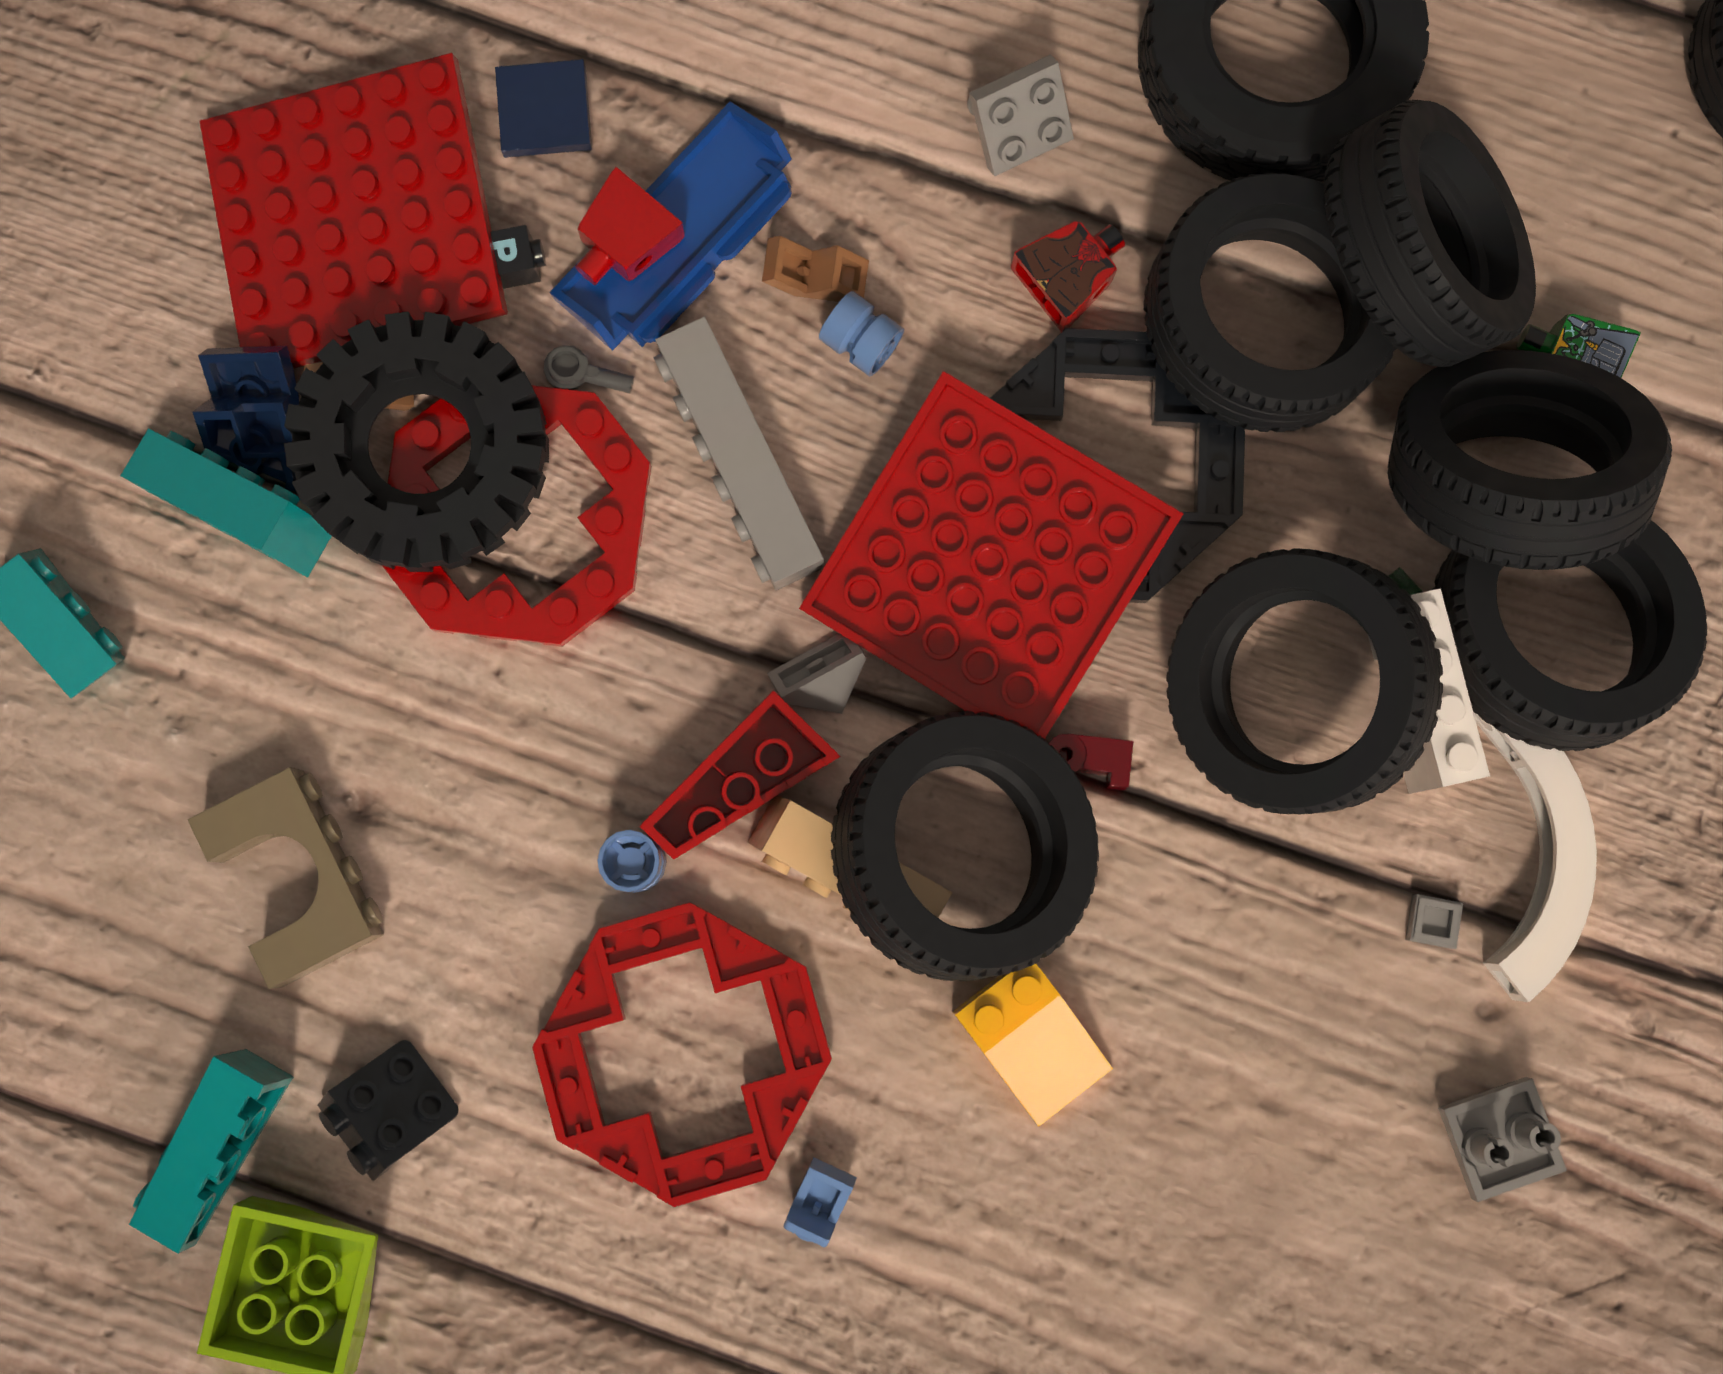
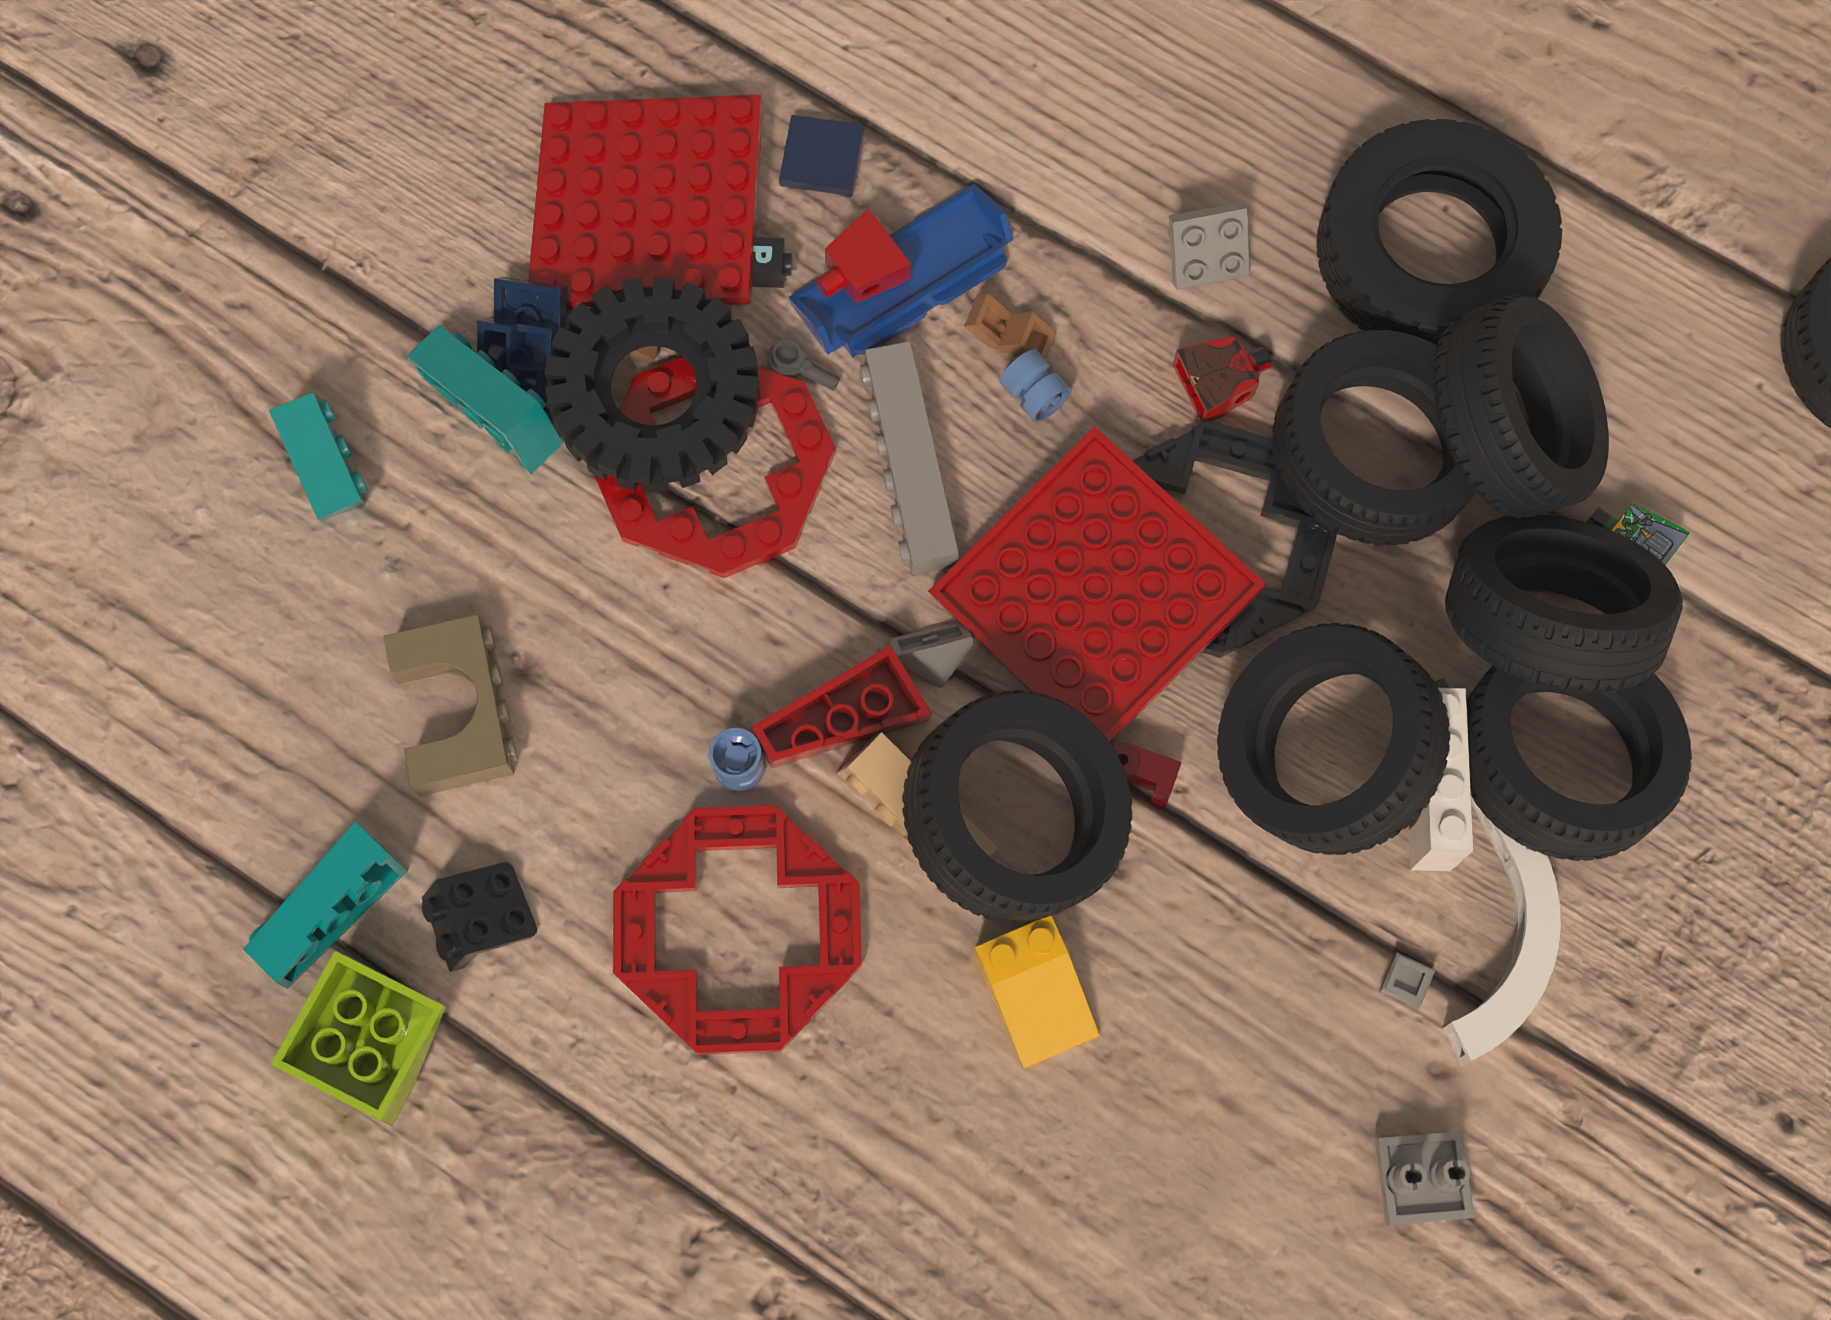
camera: 15 degrees right, 10 degrees down
(819, 1202) = (820, 1080): medium blue bracket -> none

